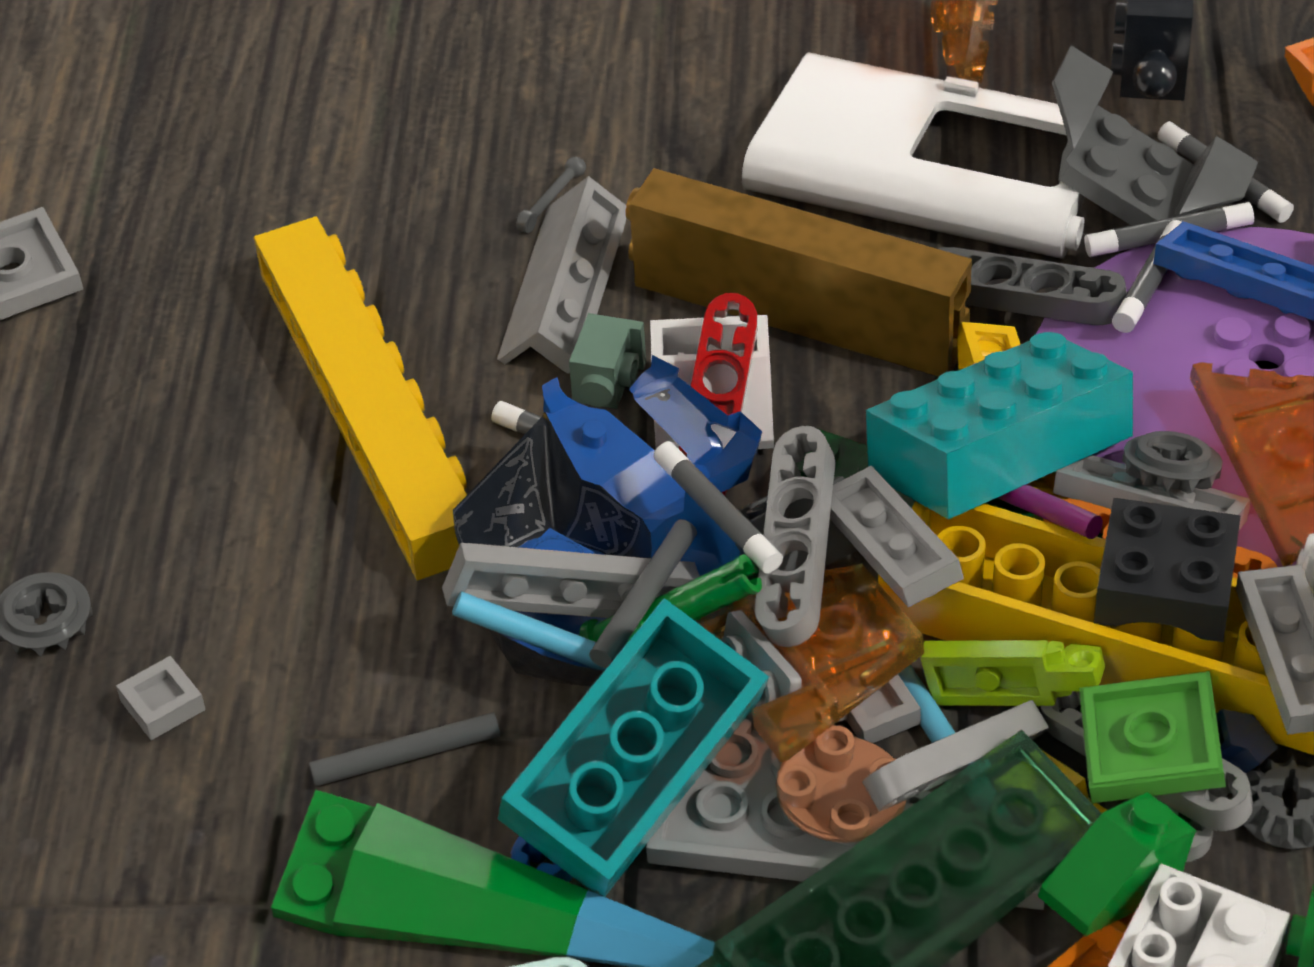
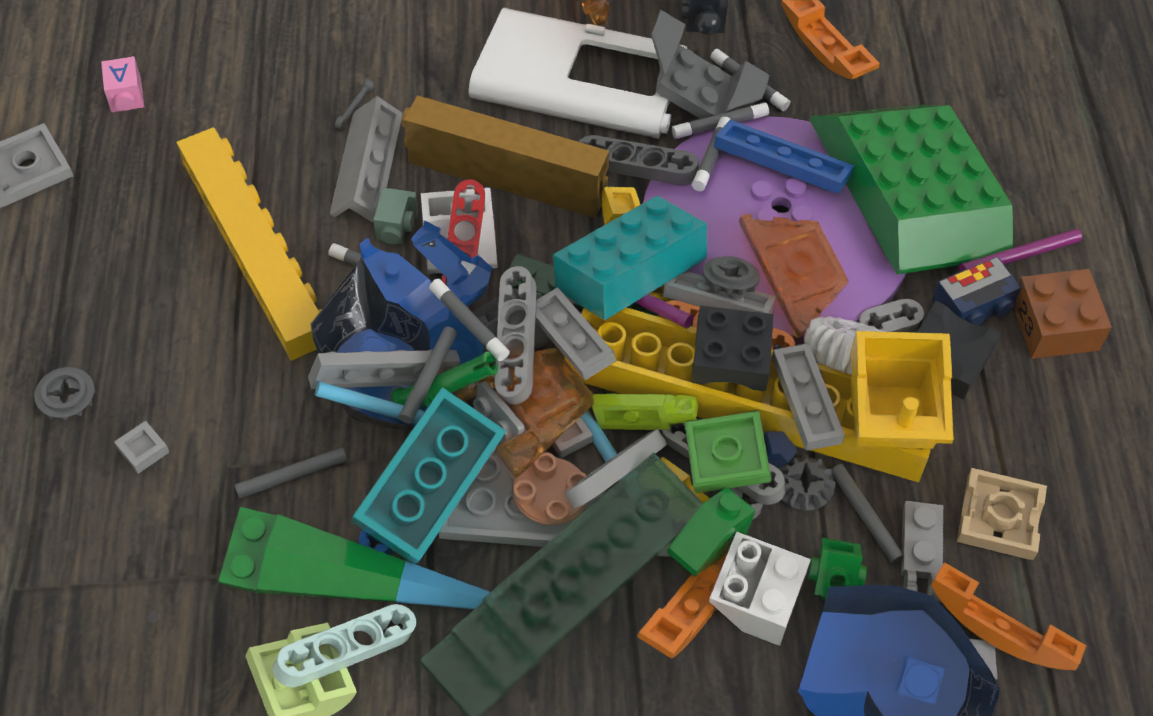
camera: 10 degrees left, 10 degrees up
(173, 153) = (122, 84): none -> bright pink brick

